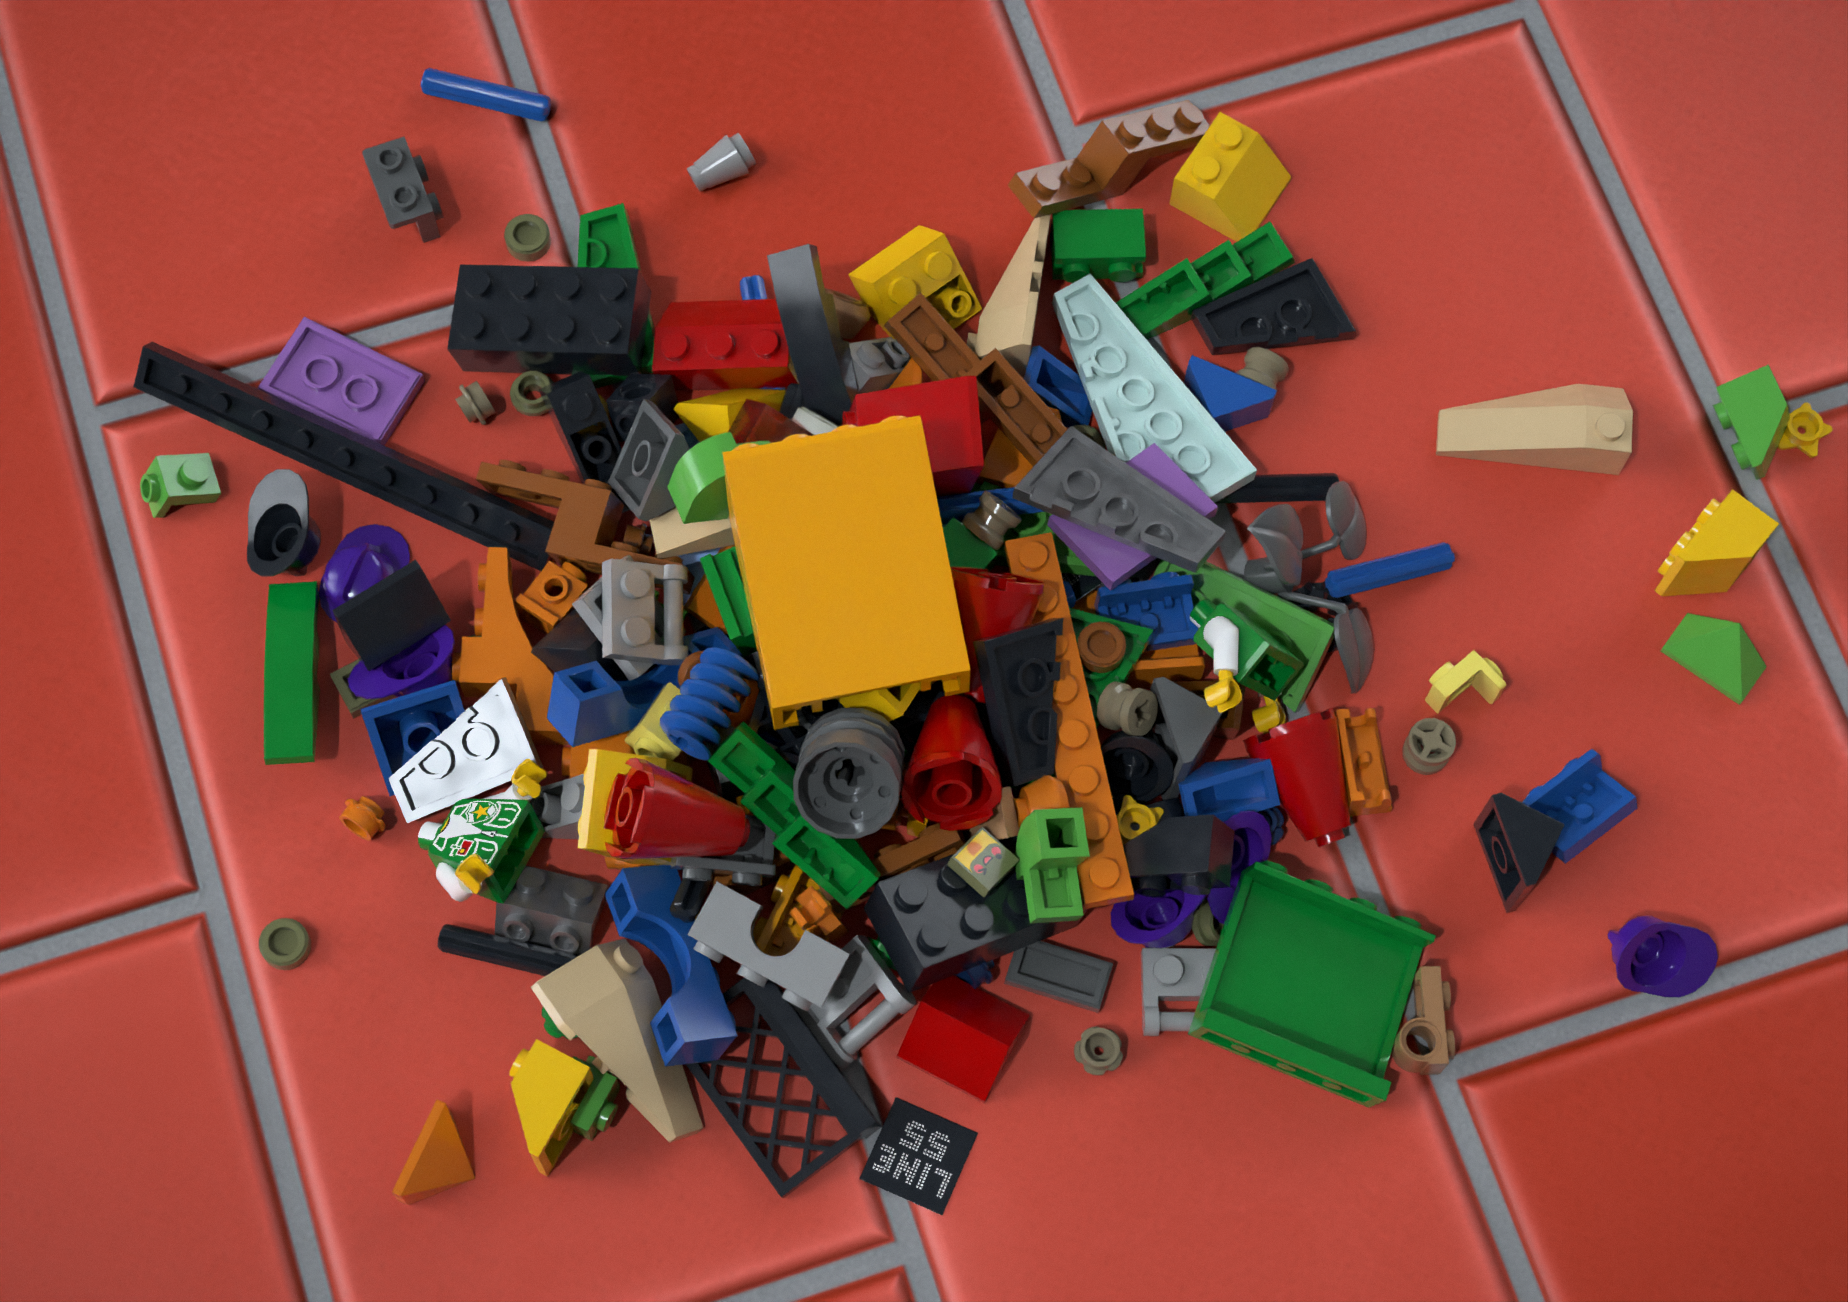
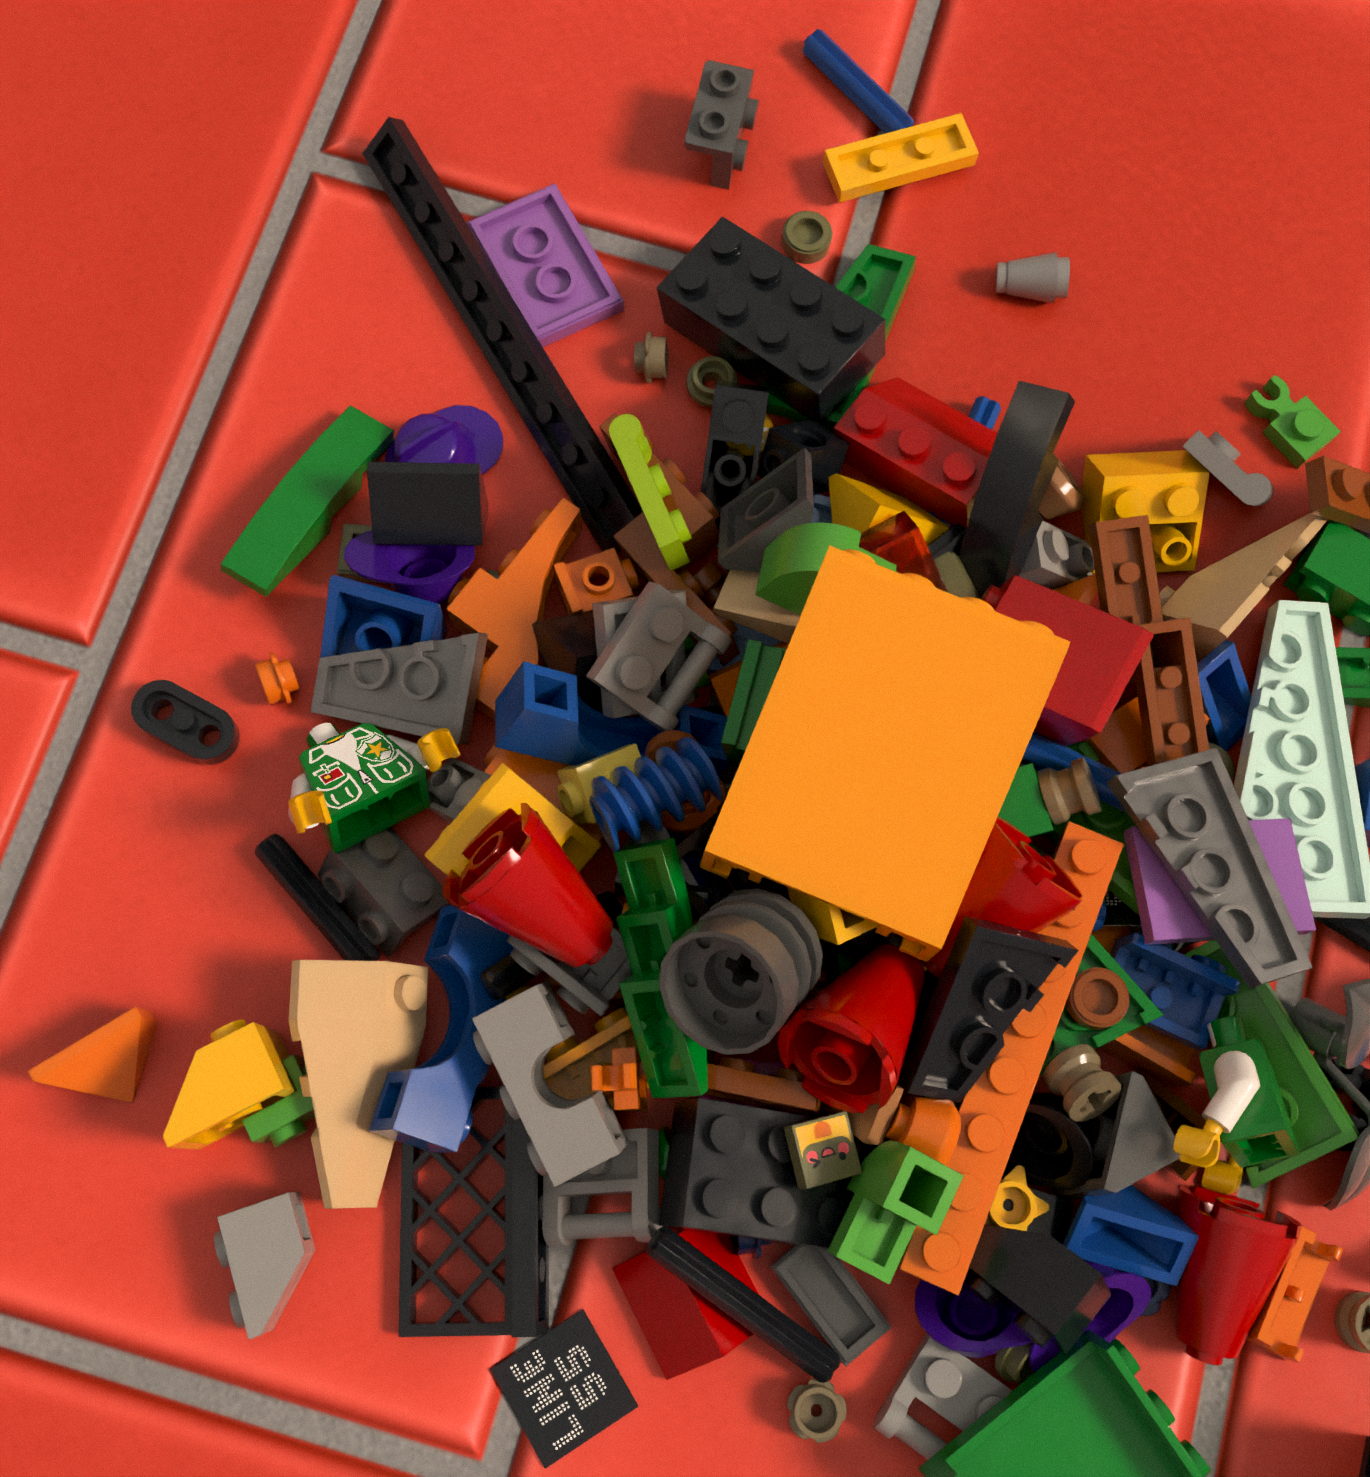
camera: 30 degrees right, 5 degrees up
(179, 481) = (339, 261): bright green bracket -> none
(280, 527) = (392, 362): black piece -> none
(285, 944) = (124, 751): olive tile -> none
(319, 891) = (188, 723): none -> black plate
(552, 499) = (650, 488): none -> lime plate
(557, 132) = (900, 157): none -> yellow plate
(651, 1201) = (267, 1256): none -> light grey slope
(945, 218) = (1219, 457): none -> light grey plate
(987, 157) = (1294, 428): none -> bright green plate
(1001, 1008) = (742, 1304): none -> black axle

